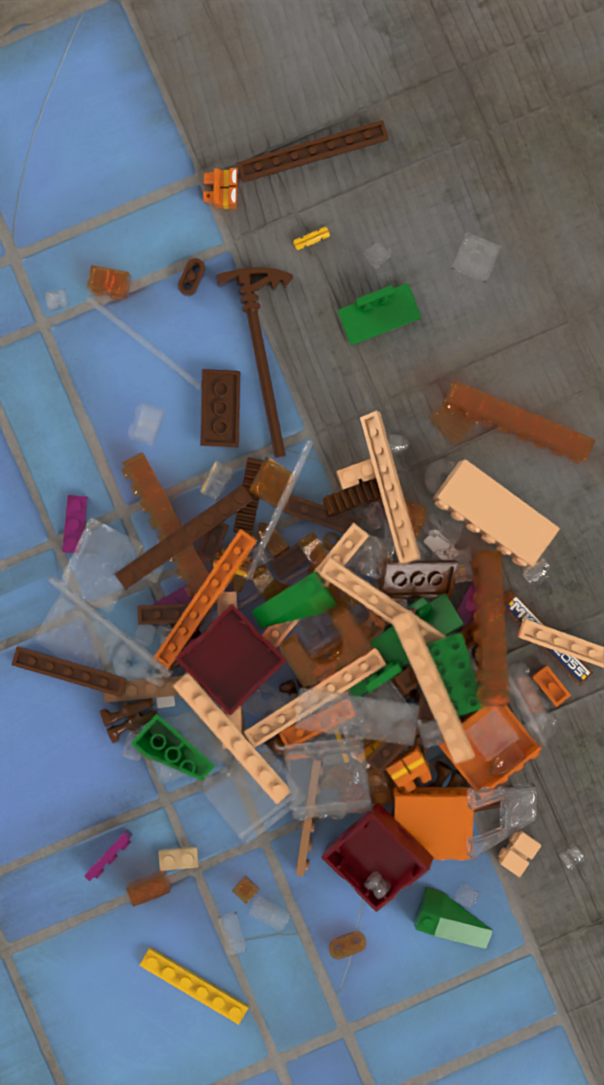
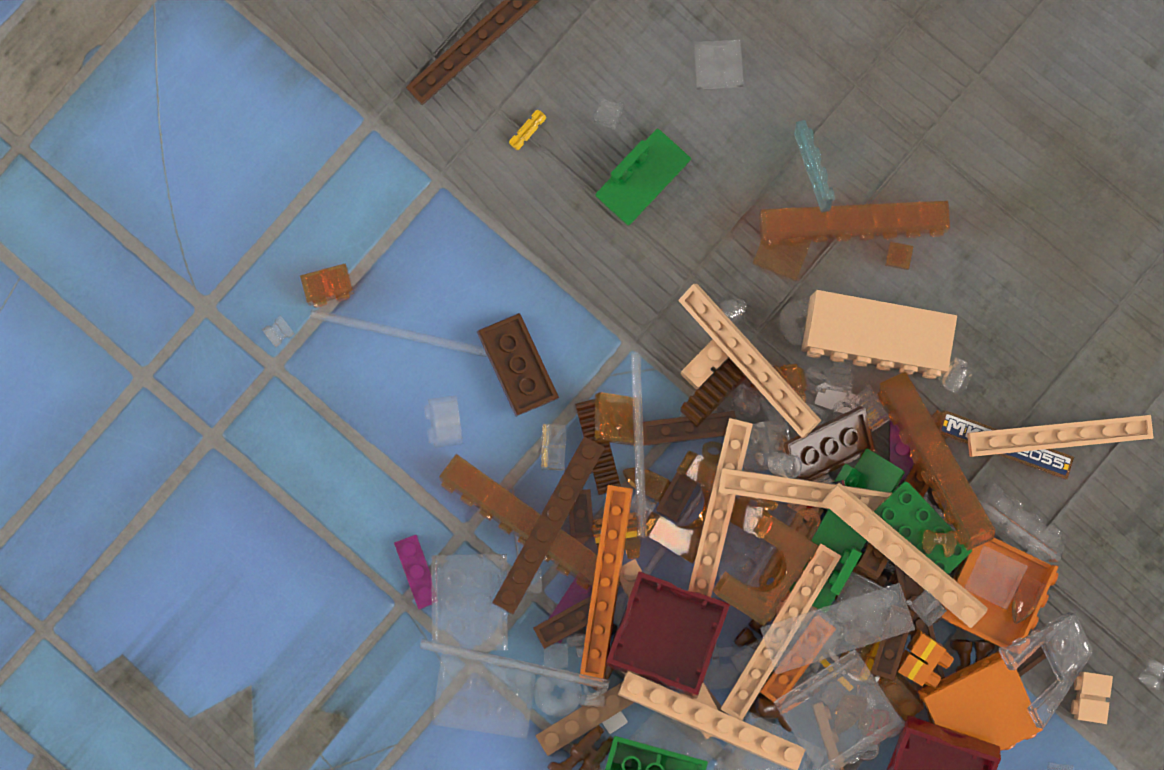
camera: 20 degrees left, 5 degrees down
(69, 671) = (491, 739): reddish brown plate -> none
(191, 277) = (415, 236): reddish brown plate -> none
(225, 188) = (406, 121): orange hips -> none
(251, 308) = (498, 238): reddish brown piece -> none
(299, 601) = (712, 532): green wedge -> none
(377, 577) = (784, 465): none -> clear wheel
(470, 691) = (947, 539): none -> clear orange piece
(508, 372) = (816, 173): none -> clear light blue plate
(538, 463) = (899, 255): none -> clear orange plate
(551, 685) = (1035, 494): orange plate -> none

